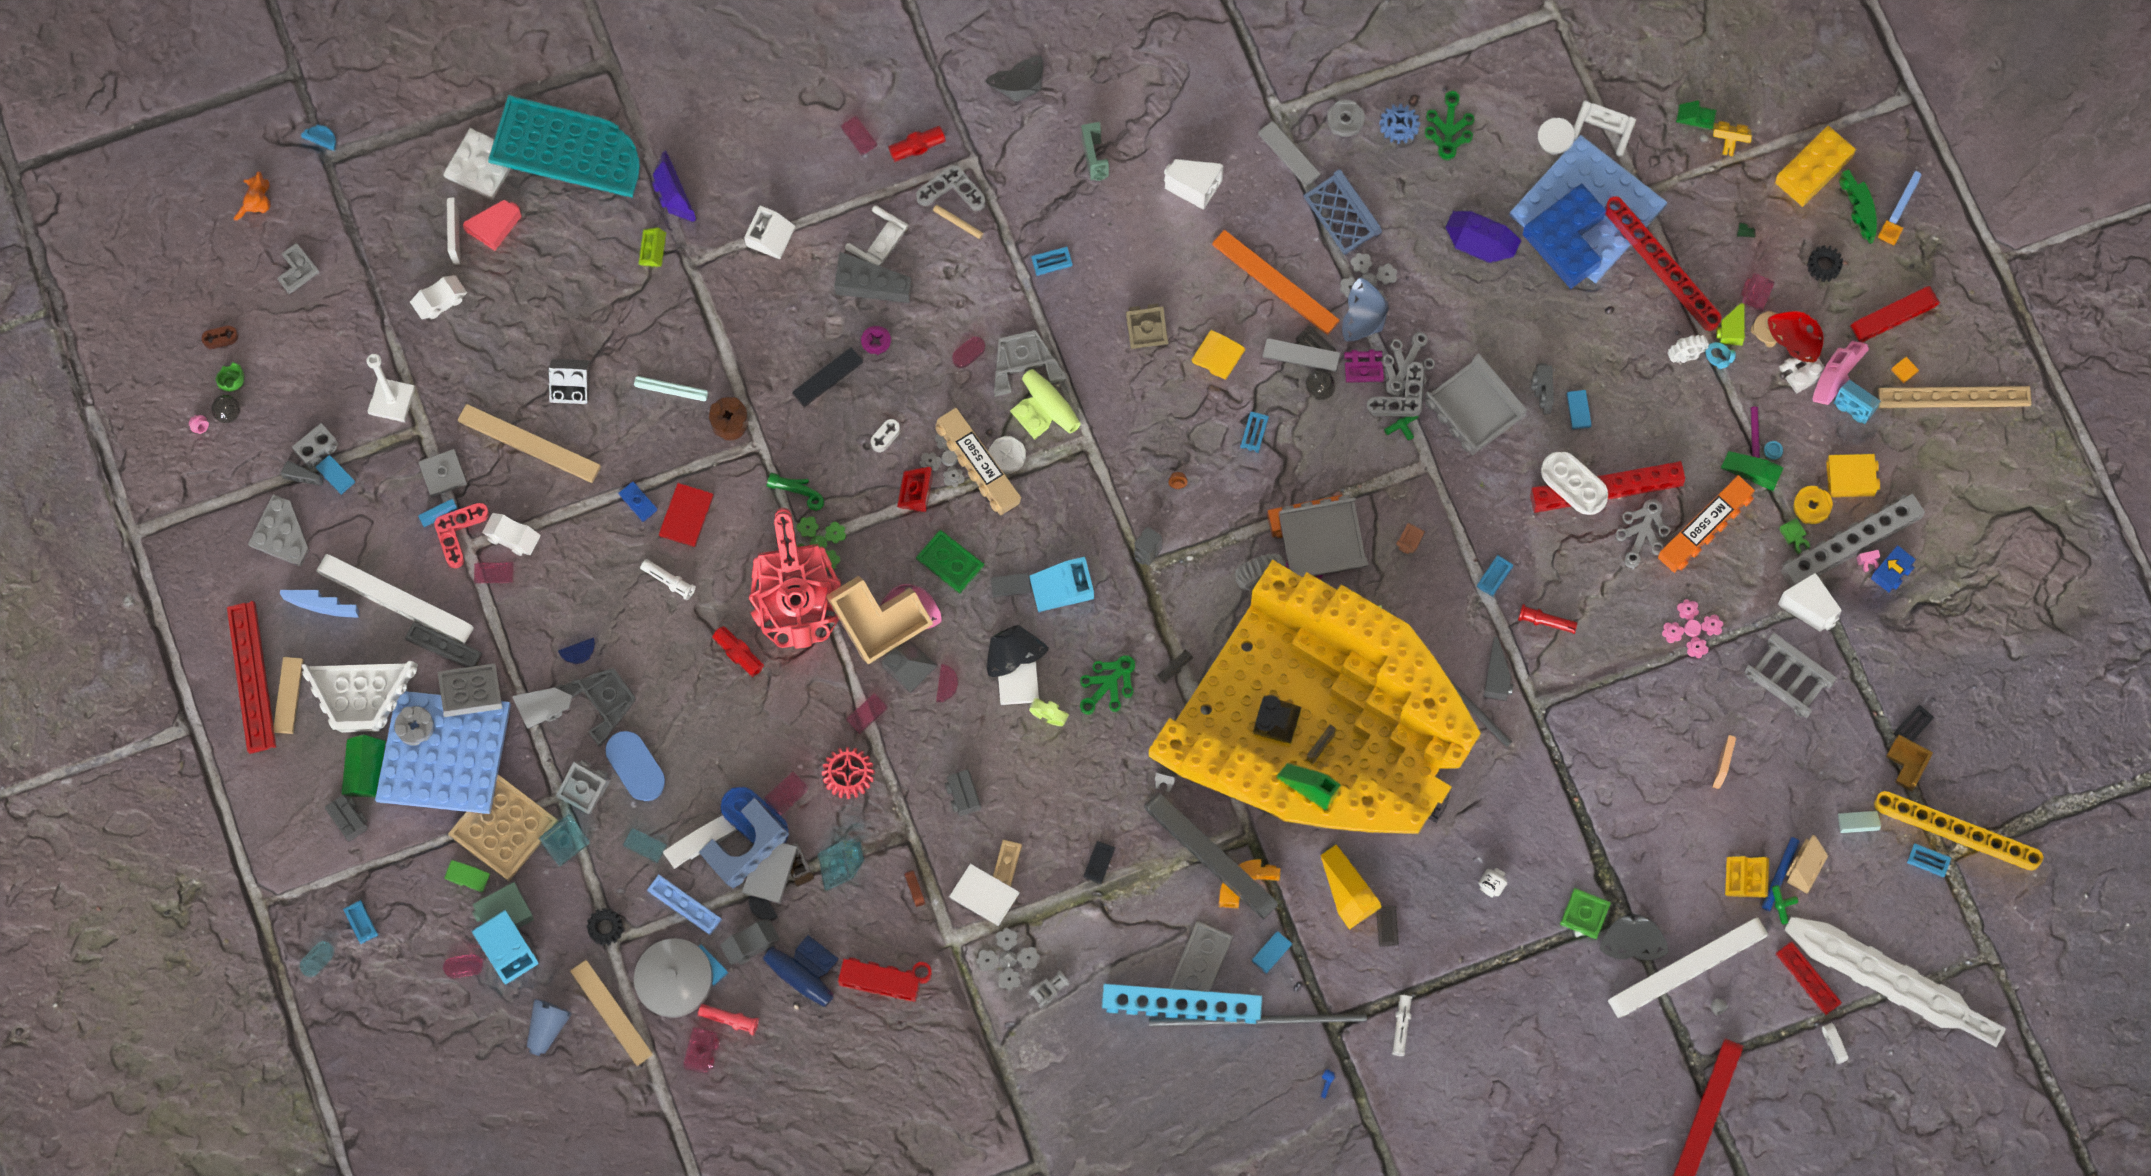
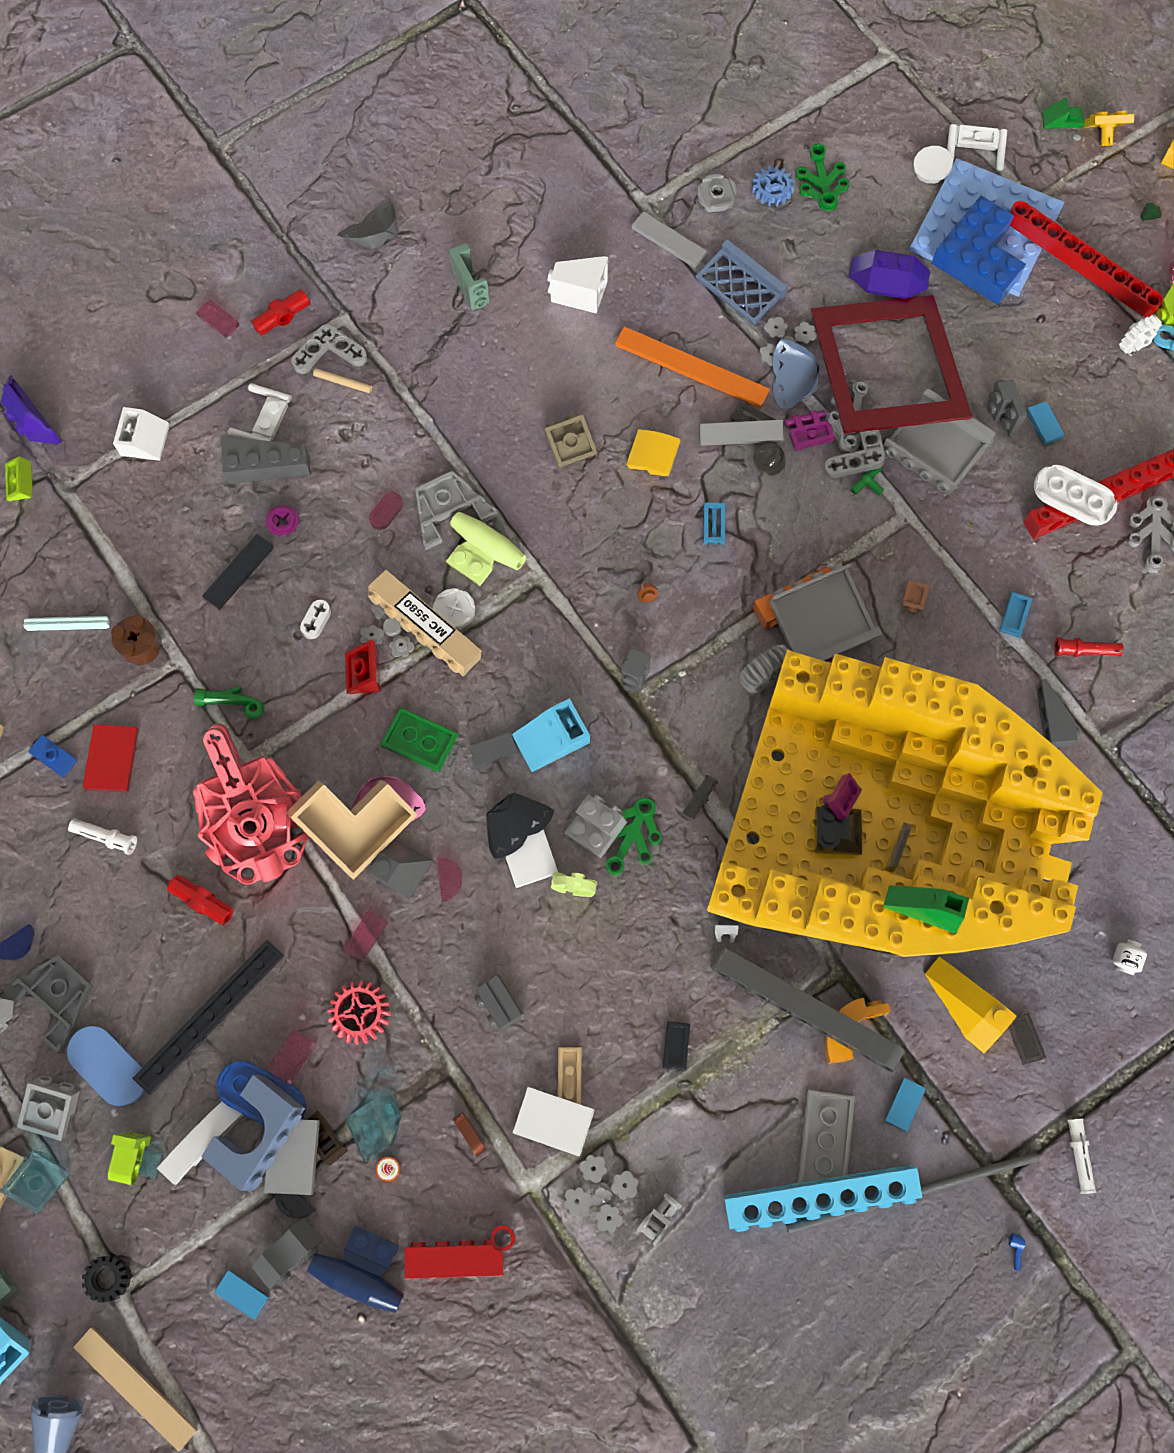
camera: 15 degrees left, 0 degrees up
(640, 838) = (127, 1156): none -> lime tile
(673, 977) = (202, 1323): light grey dish -> none
(684, 904) = (198, 1224): light blue tile -> none
(699, 1039) = (248, 1425): clear pink brick -> none
(725, 746) = (208, 1017): none -> black tile
(737, 1020) = (292, 1359): coral pin -> none
(829, 536) = (268, 750): bright green plant -> none
(843, 900) = (388, 1169): none -> tile
(1039, 271) = (453, 401): dark azure tile -> none
(1080, 668) = (596, 825): none -> light grey plate
(1288, 692) = (843, 796): none -> magenta tile
(1446, 374) = (899, 416): none -> dark red door

